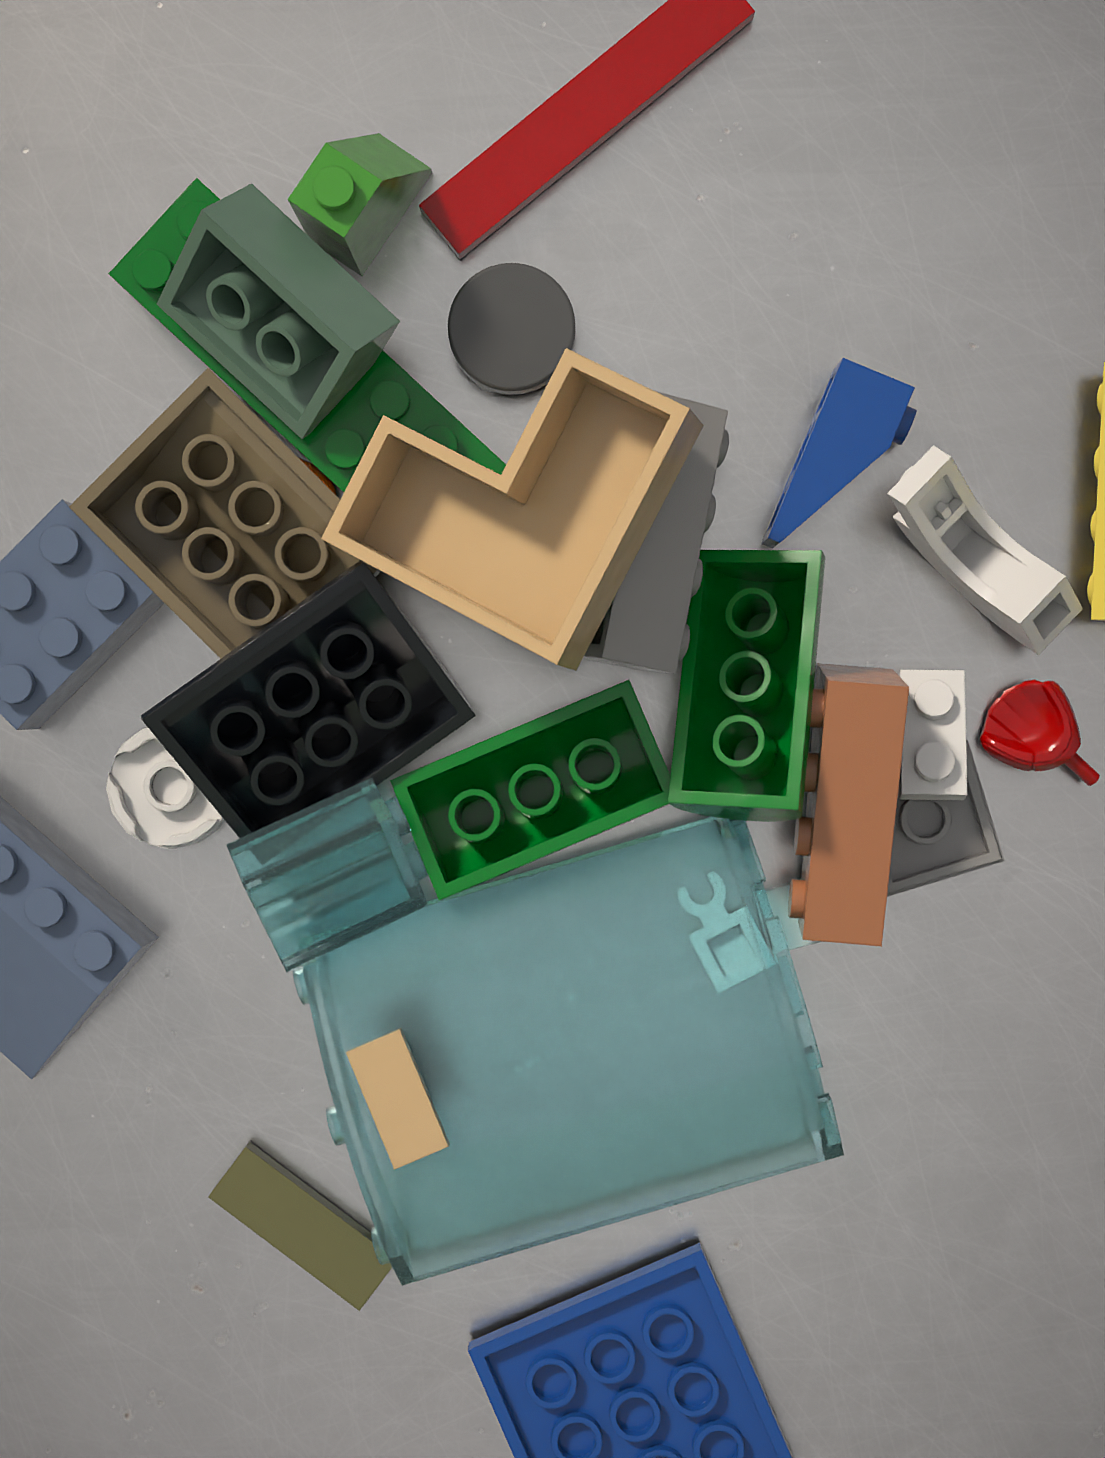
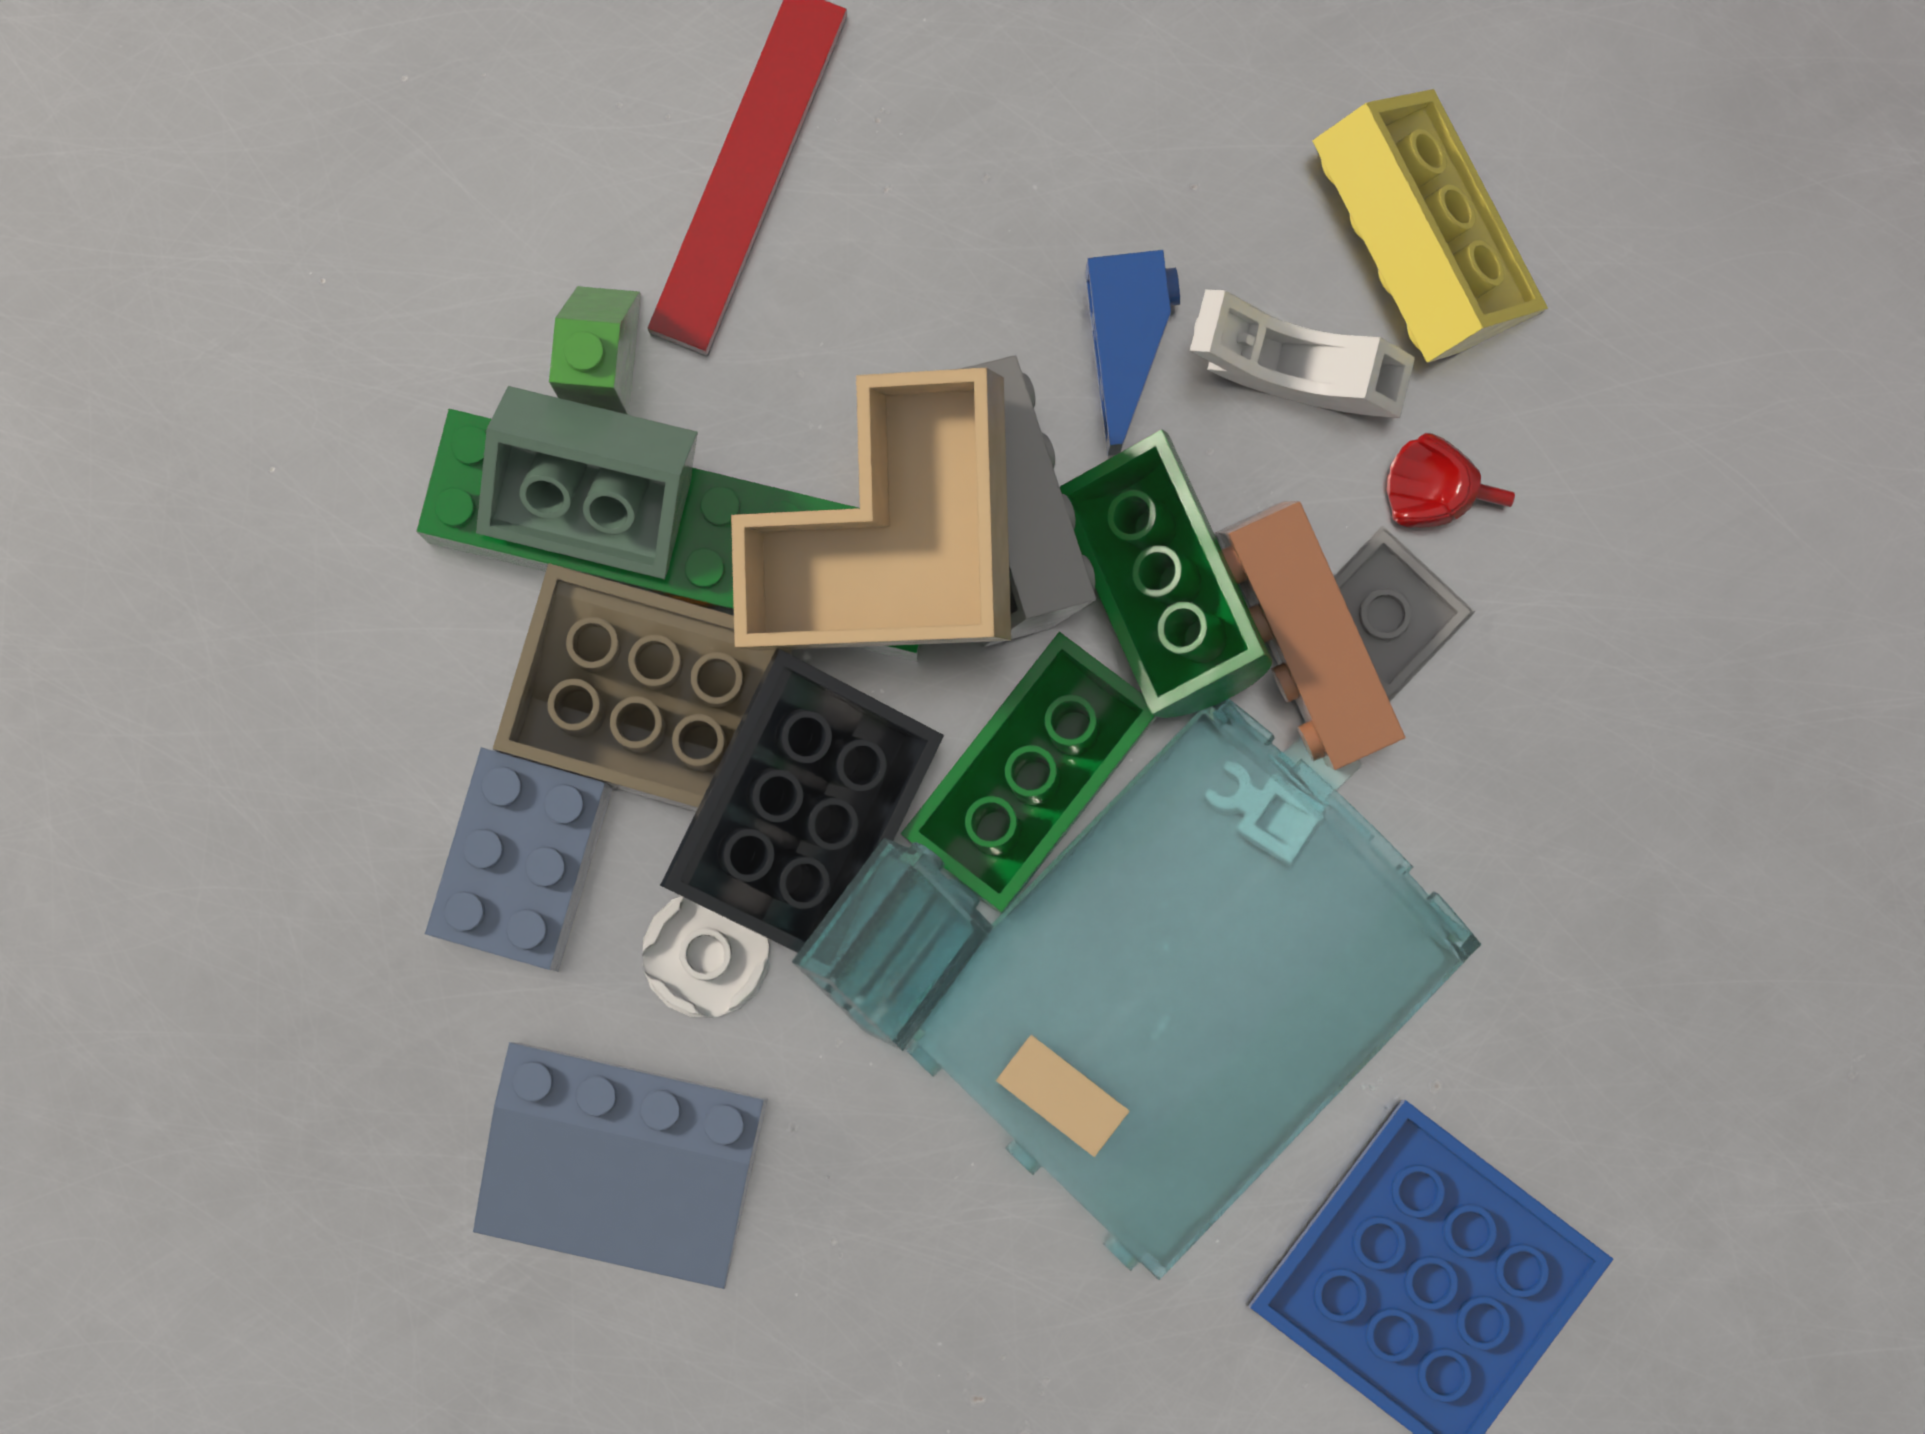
camera: 30 degrees left, 5 degrees down
(301, 1225) = (1041, 1283): olive tile -> none
(510, 328) = (787, 390): dark grey tile -> none
(934, 736) = (1351, 537): white plate -> none

